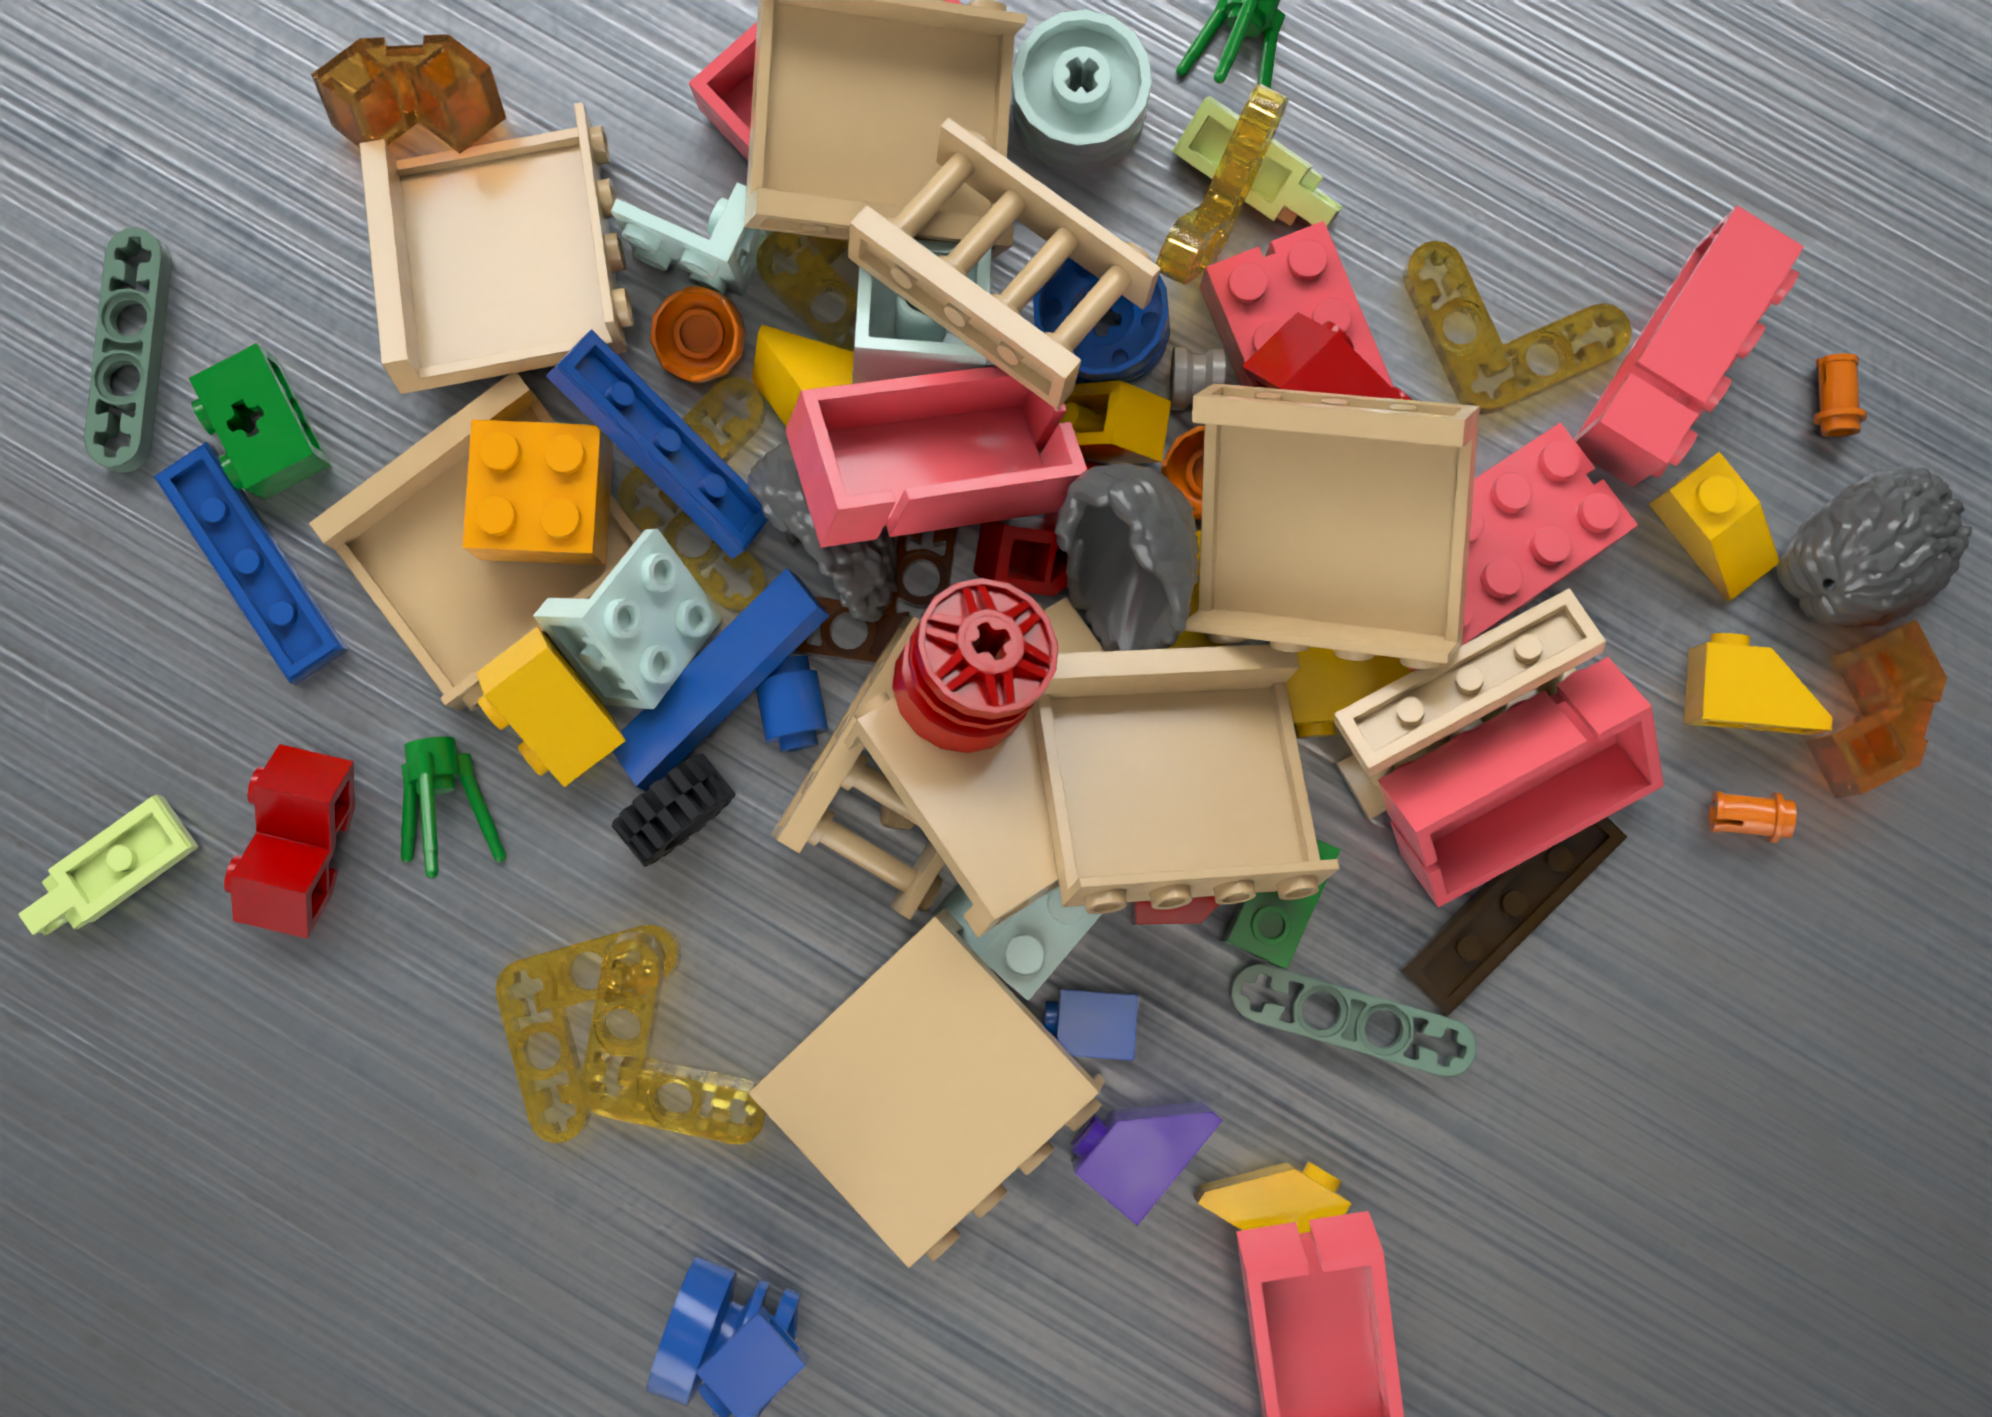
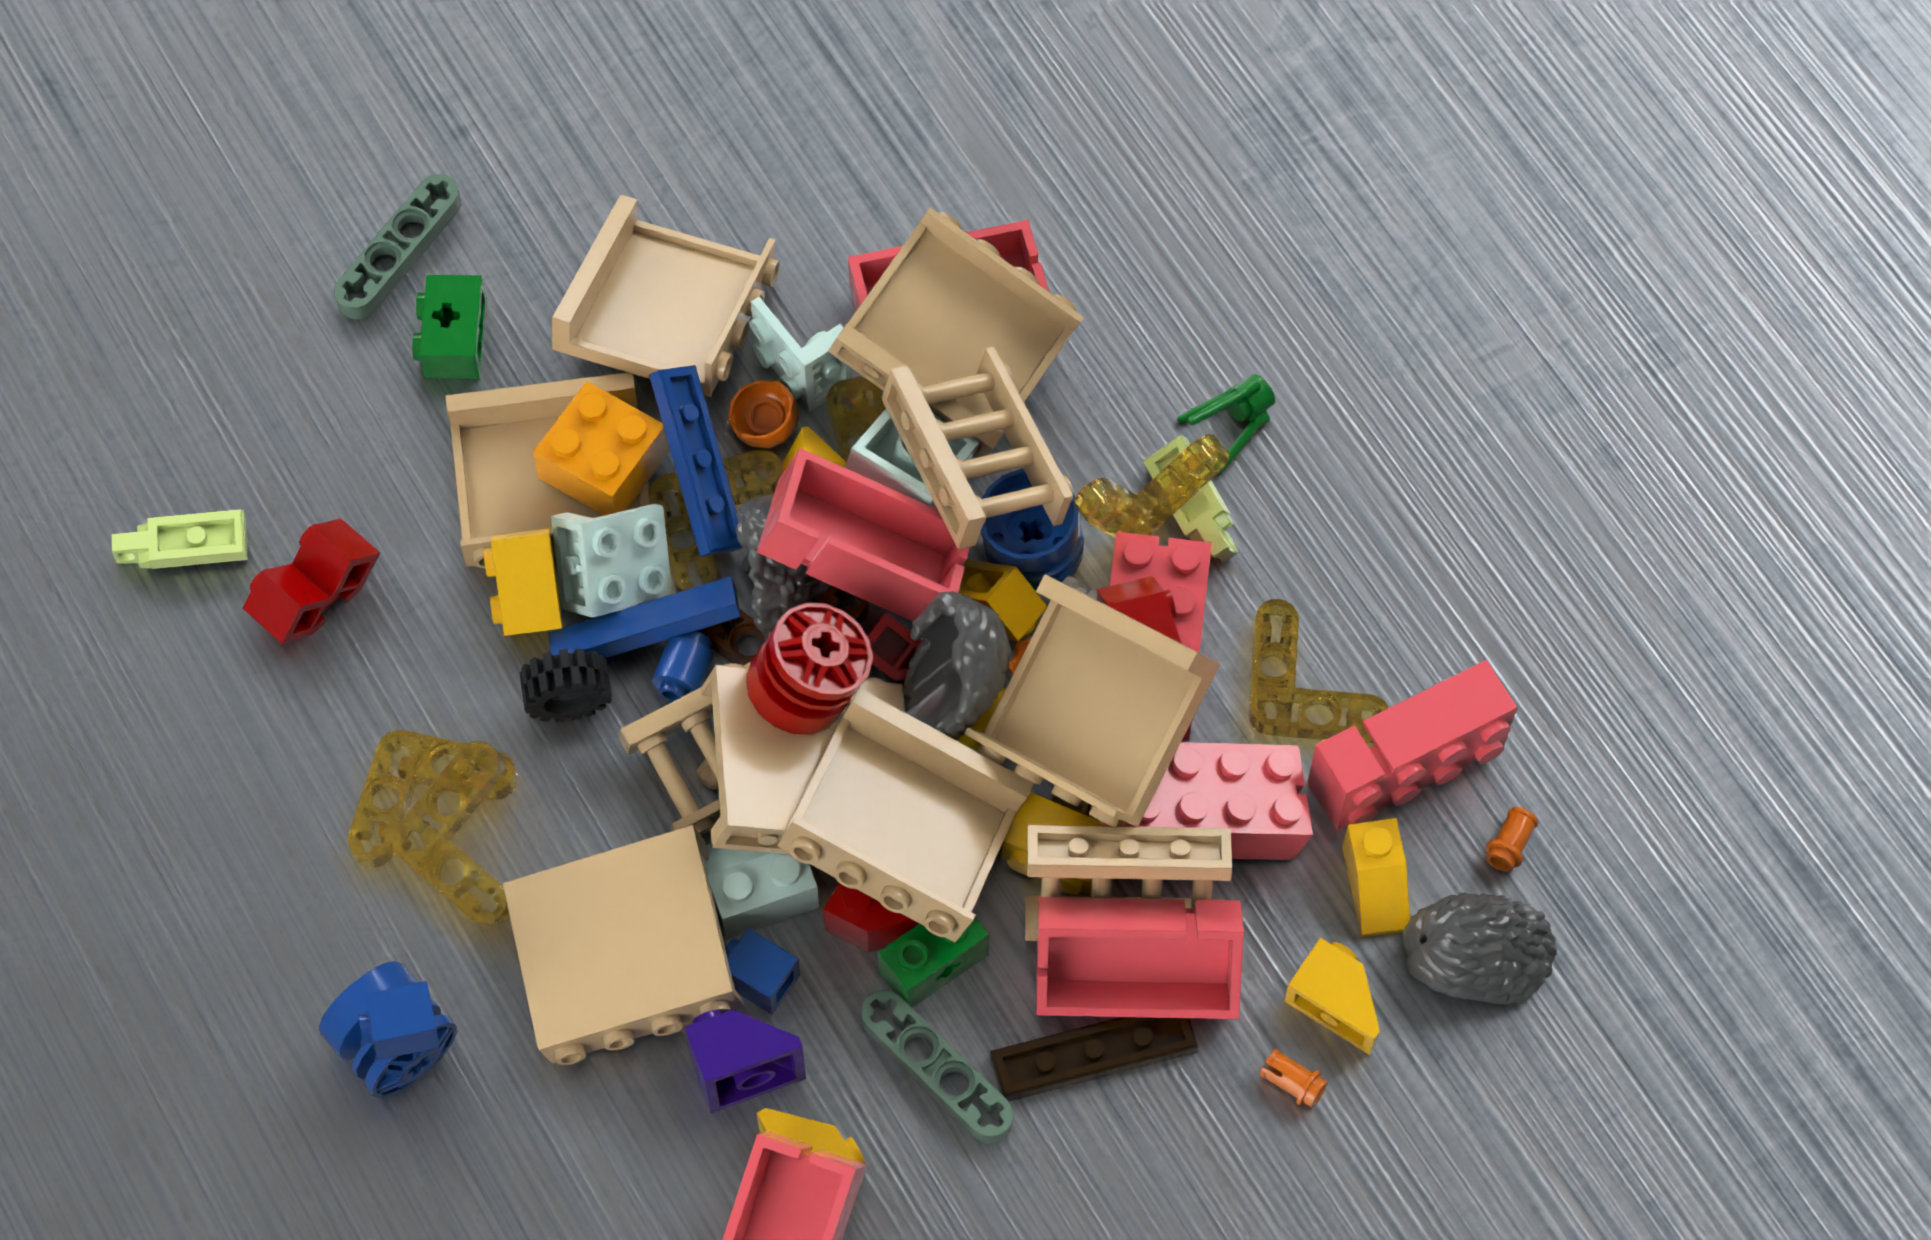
camera: 25 degrees right, 20 degrees down
(251, 564) = (392, 410): blue tile -> none
(386, 90) = (664, 176): clear orange brick -> none
(431, 771) = (423, 589): green plant -> none
(1080, 91) = (1101, 392): light aqua wheel -> none
(1895, 688) = (1407, 1065): clear orange brick -> none

